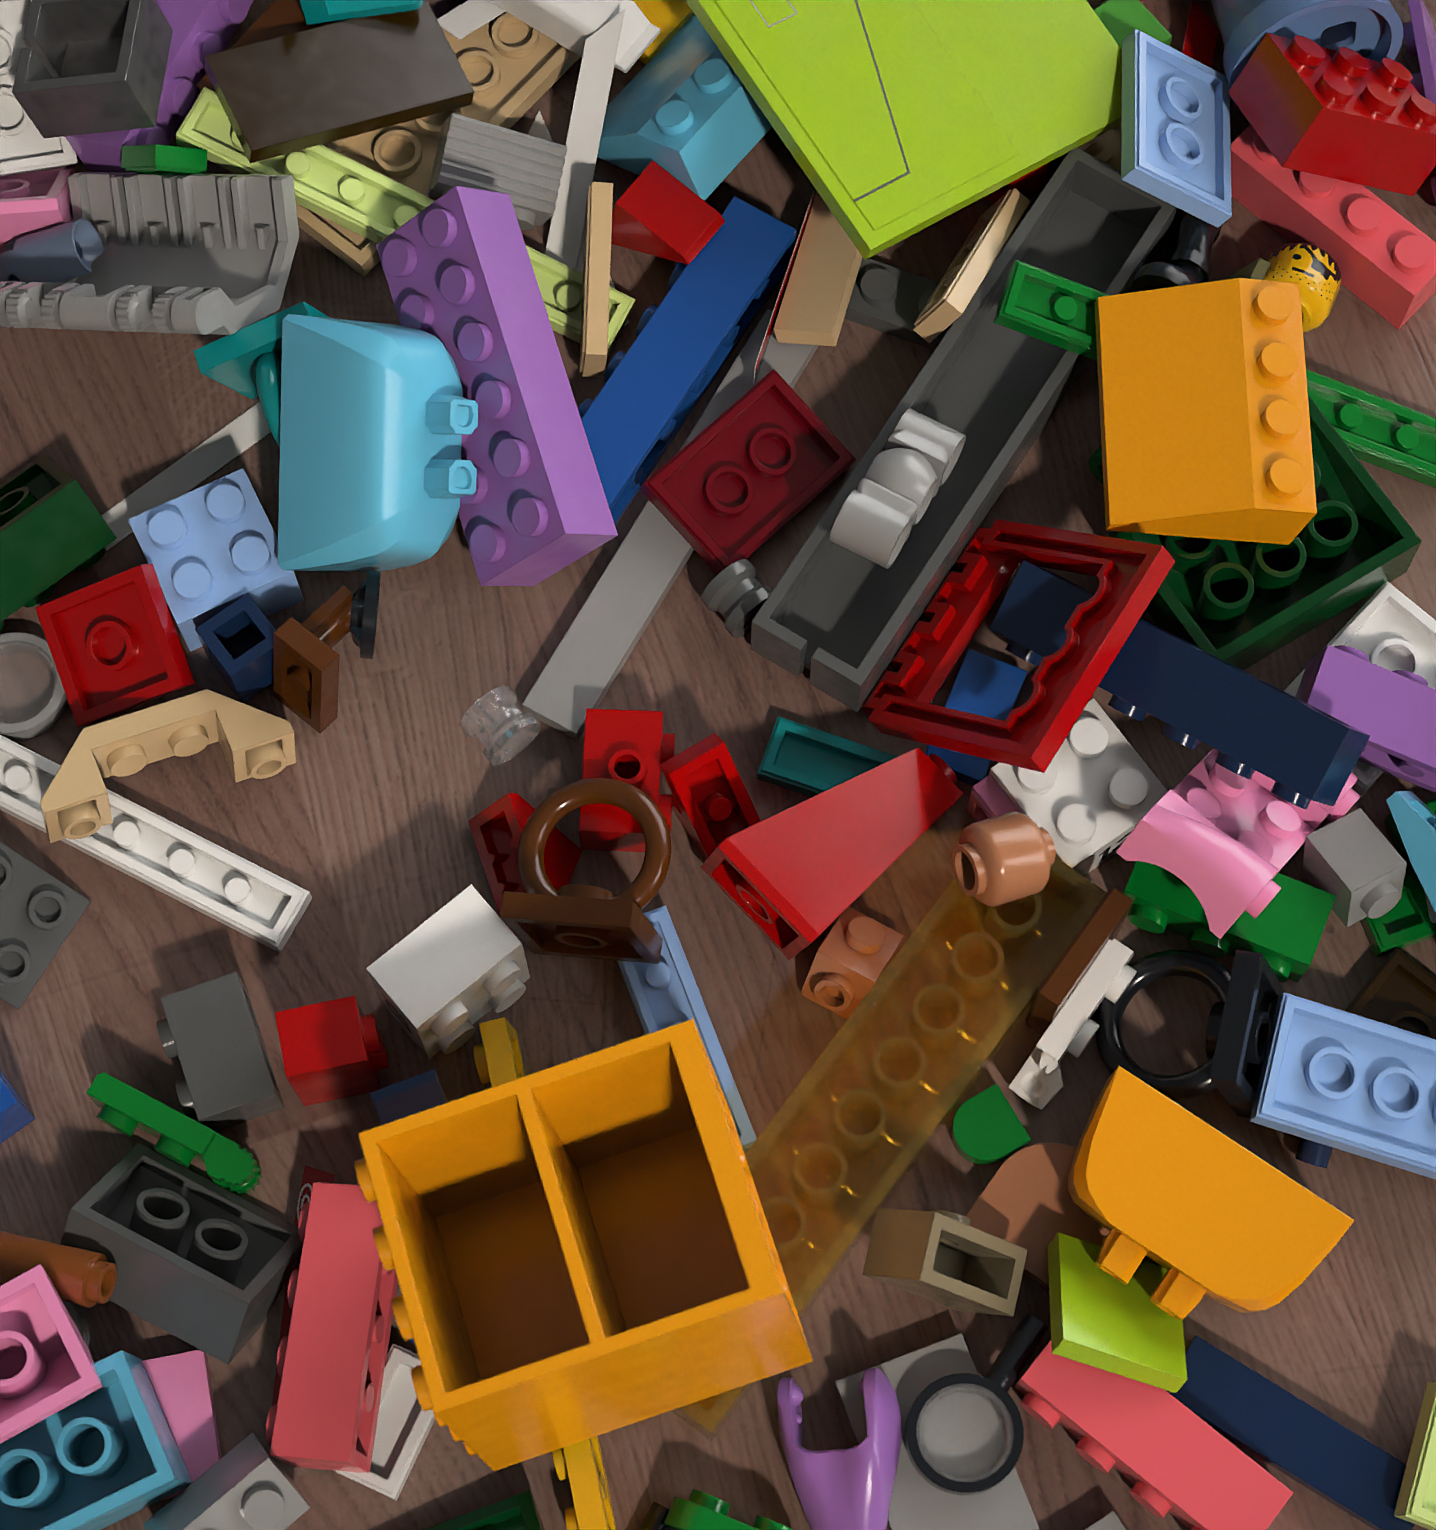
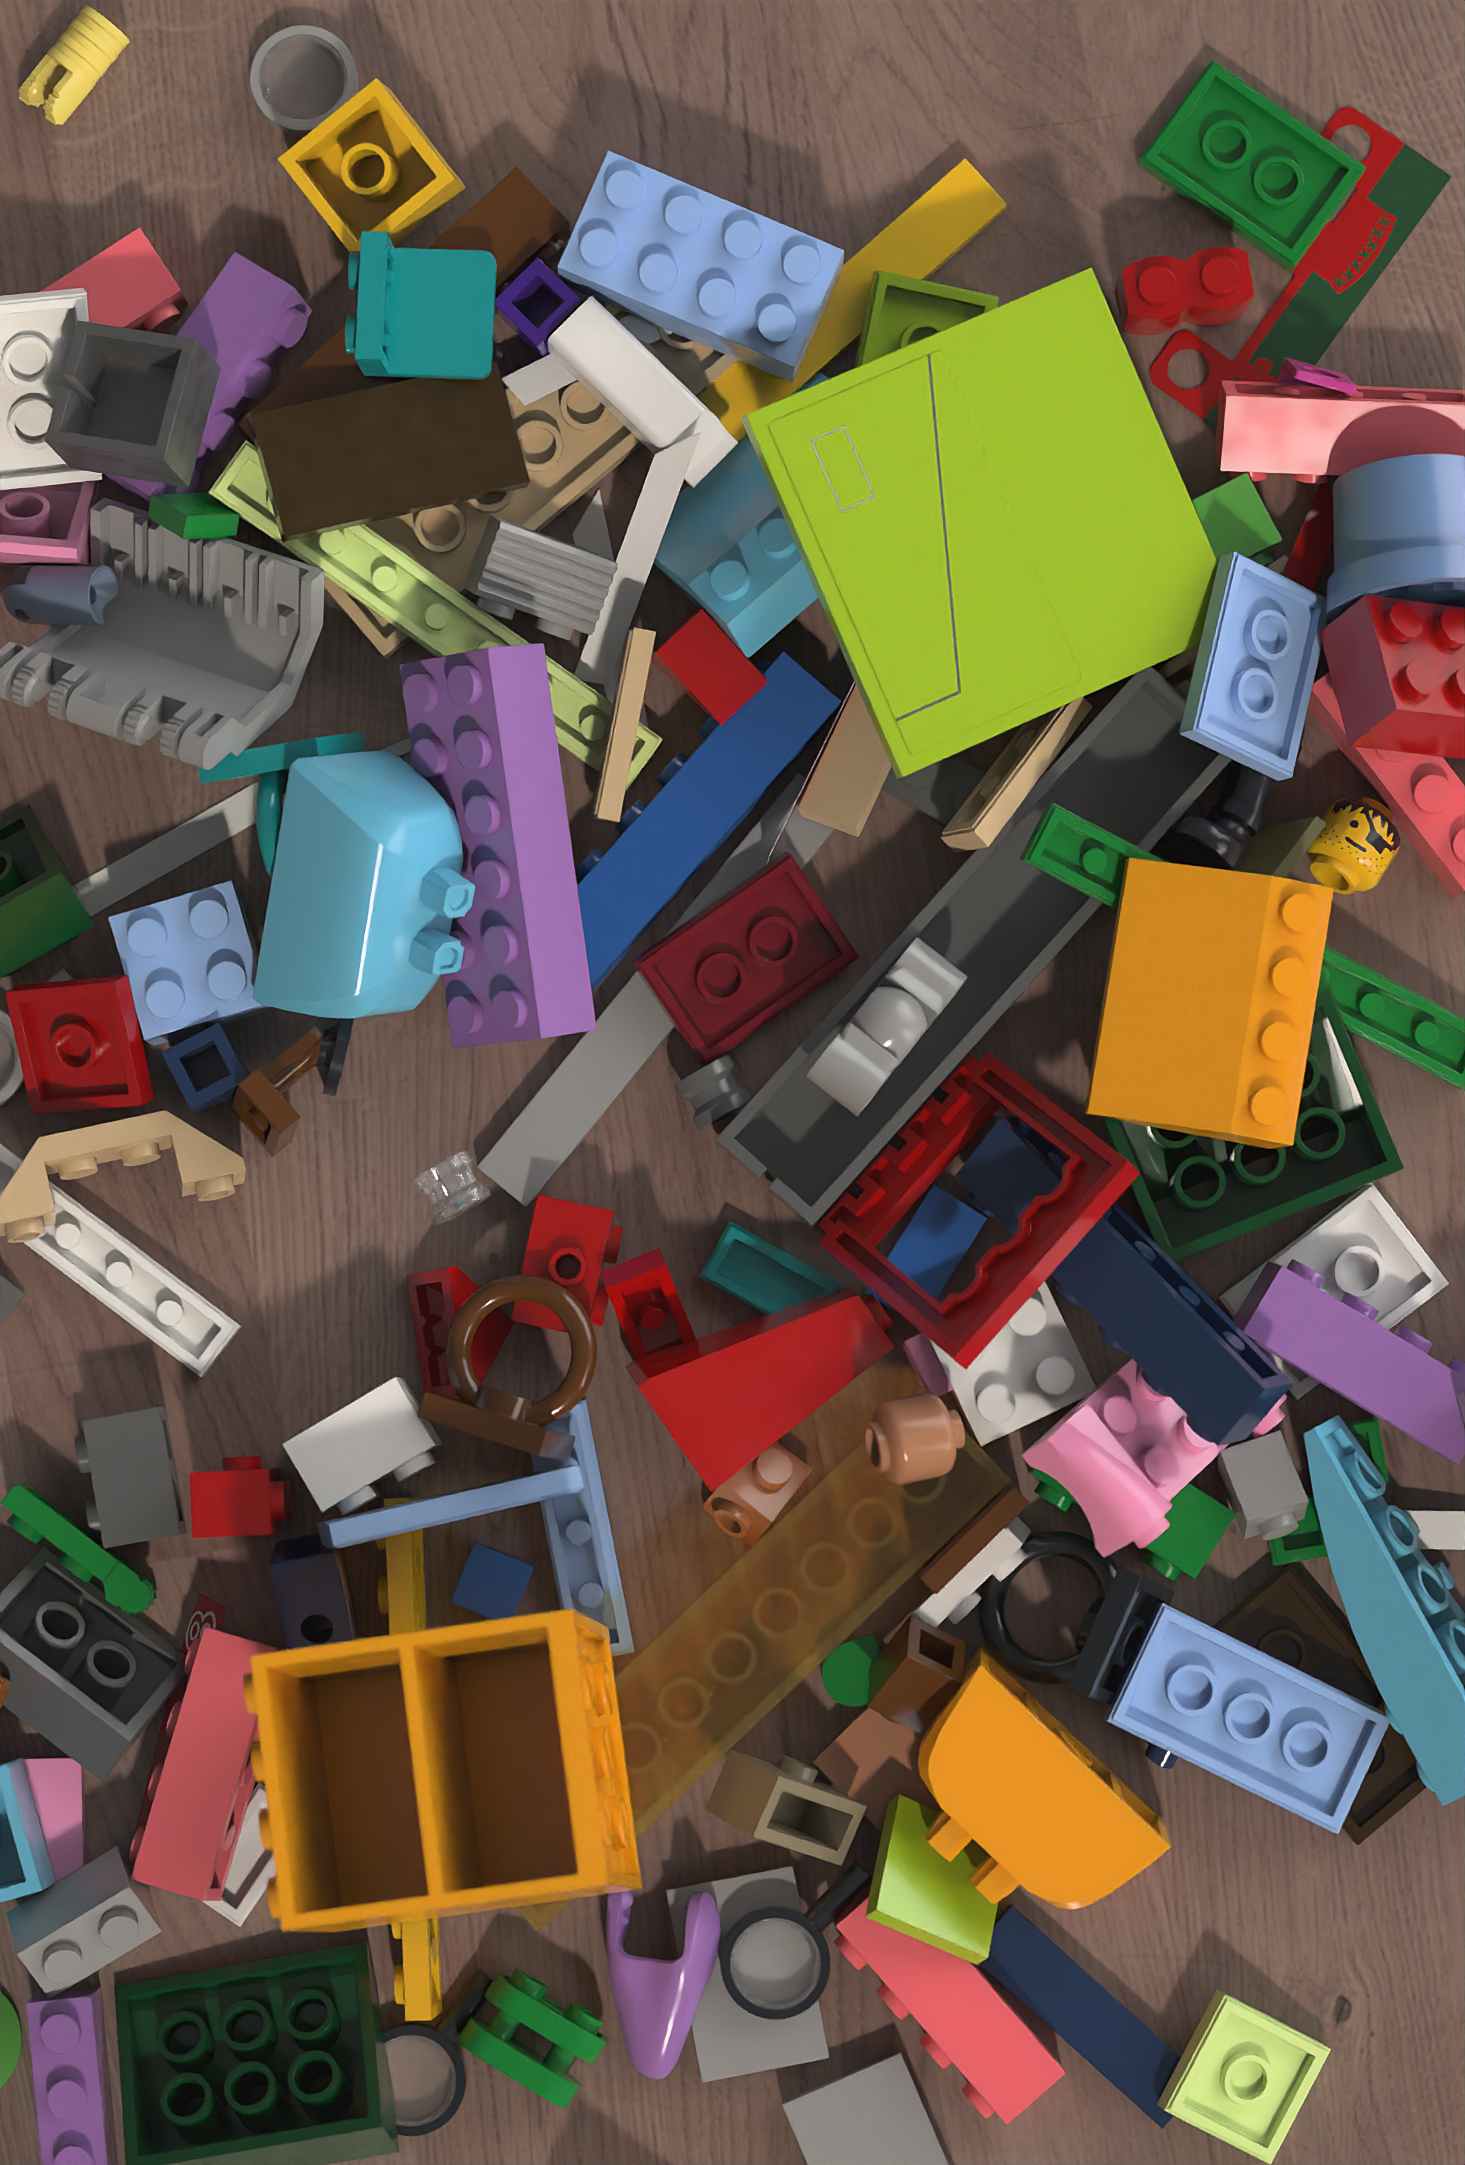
camera: 10 degrees right, 15 degrees up
(546, 1012) = (450, 1506): none -> light blue tile
(1051, 1106) = (916, 1674): none -> reddish brown brick

